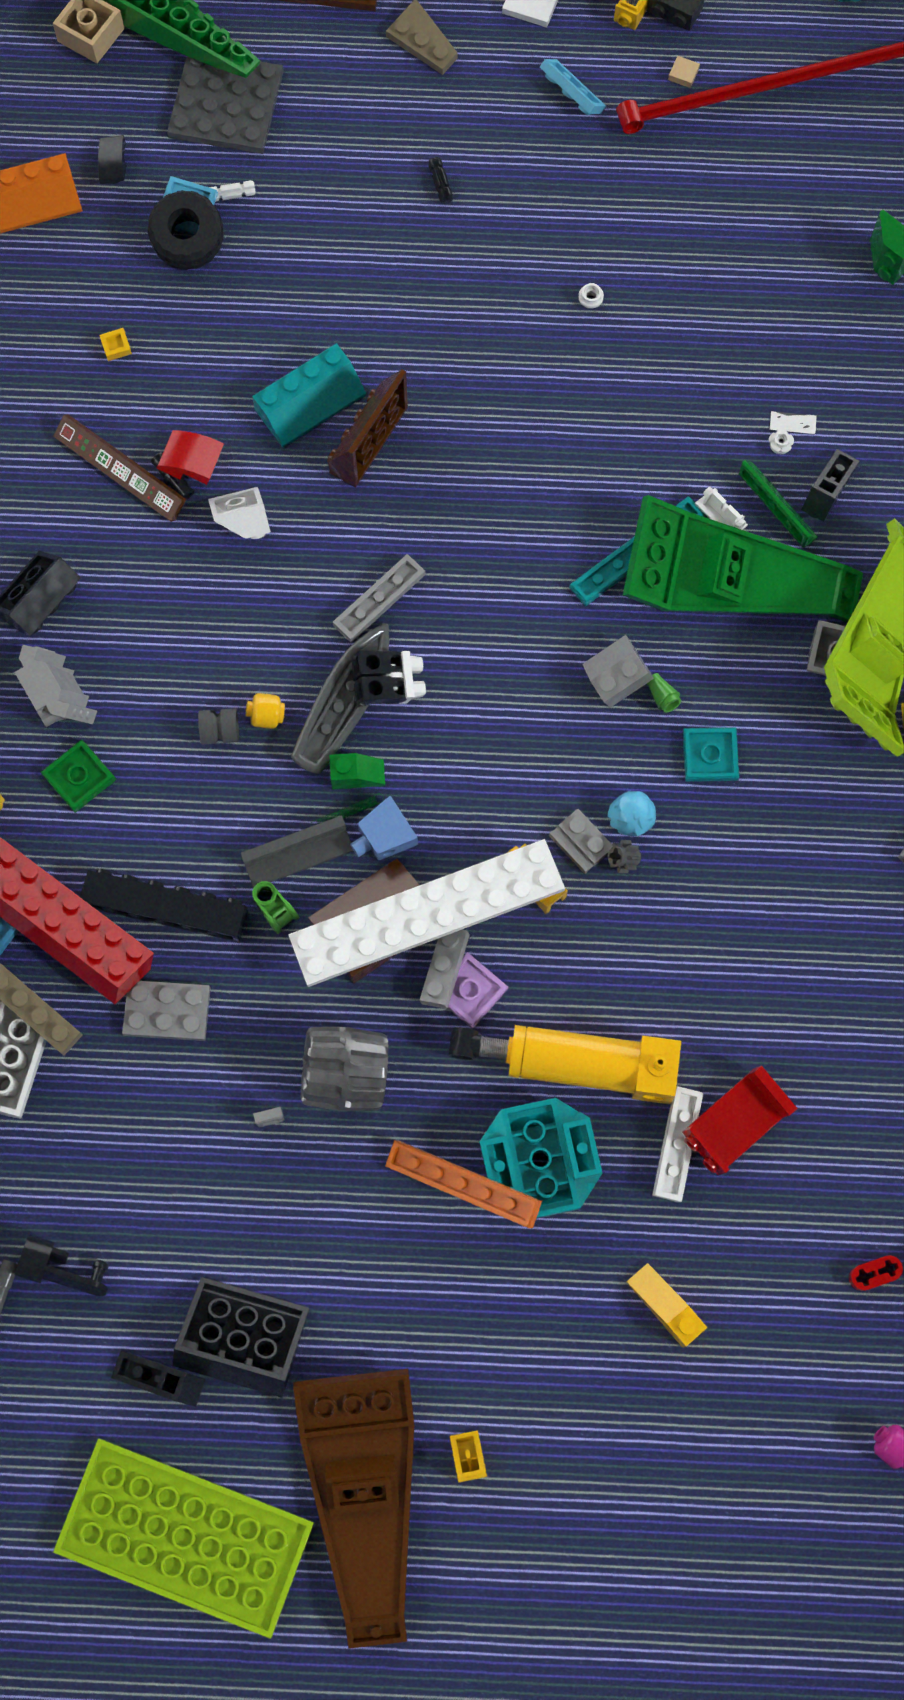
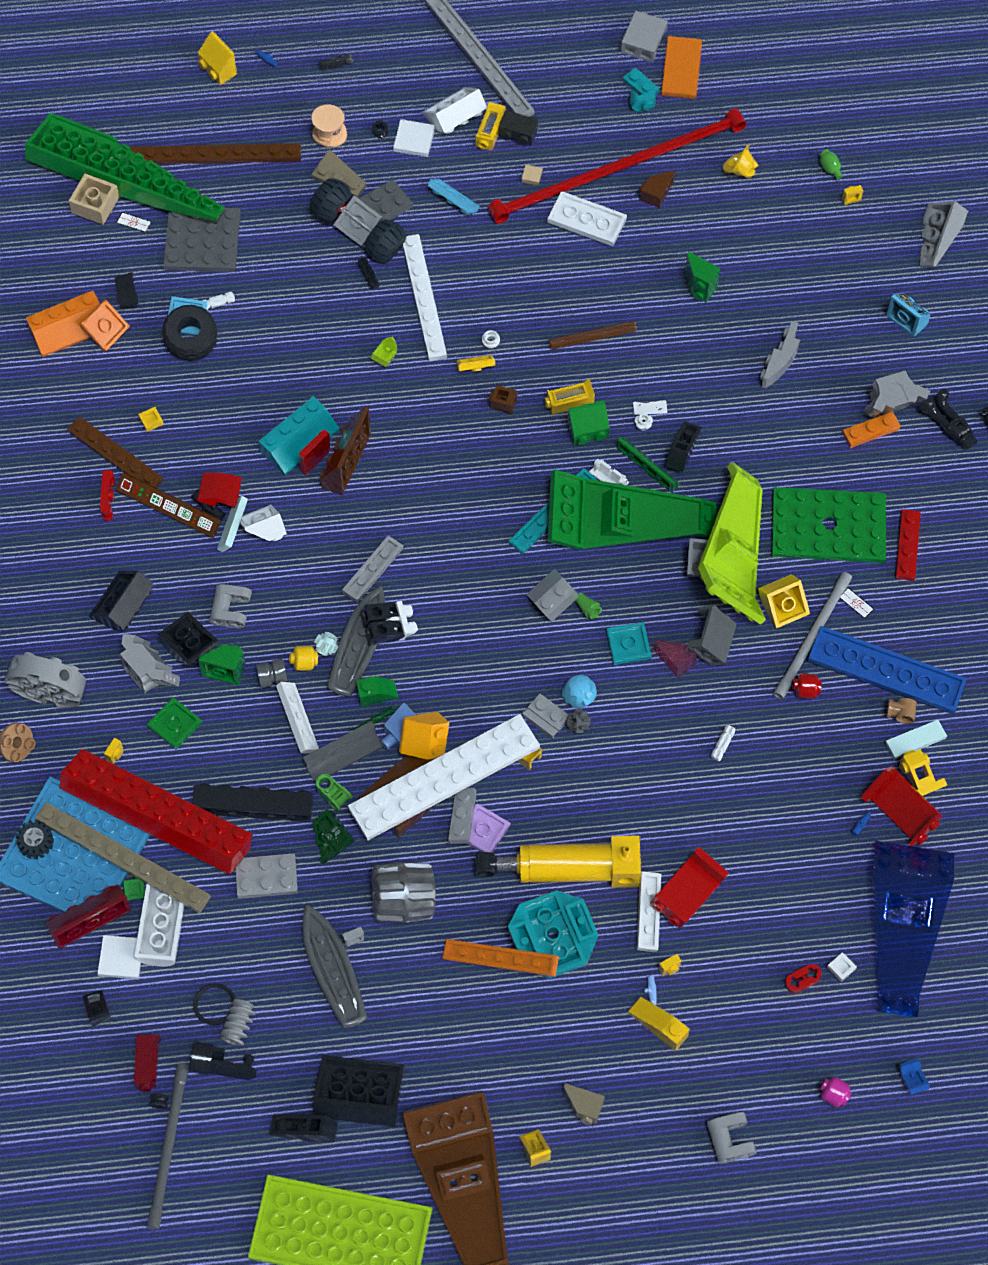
camera: 10 degrees left, 10 degrees down
(39, 441) = (107, 495): none -> red plate
(59, 384) = (113, 452): none -> reddish brown plate
(74, 204) = (104, 325): none -> orange tile
(93, 1184) = (196, 1001): none -> black tyre
(93, 1216) = (236, 1022): none -> light grey piece
(111, 663) = (187, 639): none -> black slope
(138, 65) = (133, 222): none -> white sticker
(155, 704) = (223, 664): none -> green slope
(167, 619) = (220, 611): none -> light grey connector
(200, 508) = (232, 525): none -> light aqua tile
(234, 1157) = (332, 968): none -> dark grey piece
(243, 793) = (297, 717): none -> white plate
(262, 967) = (331, 835): none -> dark green slope
(299, 695) = (326, 643): none -> light aqua gear
(326, 422) = (314, 452): none -> red tile
(409, 849) = (424, 735): none -> light orange slope
(433, 99) = (357, 220): none -> black plate
(445, 294) = (385, 351): none -> lime plate
(472, 87) = (388, 200): none -> dark grey plate
(510, 225) = (424, 298): none -> white plate
(545, 1408) = (584, 1104): none -> dark tan slope
(565, 326) = (475, 363): none -> yellow plate
(594, 383) = (503, 399): none -> reddish brown brick
(663, 1256) = (651, 990): none -> light blue helmet
(685, 393) = (569, 397): none -> yellow window
(695, 1227) = (670, 965): none -> yellow plate
(705, 434) = (588, 423): none -> green slope
(727, 1492) = (721, 1138): none -> light grey connector
(730, 309) = (592, 335): none -> reddish brown axle
(749, 143) = (587, 218): none -> white plate
(773, 783) = (675, 656): none -> clear pink slope
(818, 916) = (723, 743): none -> white axle
(833, 765) = (716, 636): none -> dark grey panel
(851, 113) = (656, 188): none -> reddish brown slope

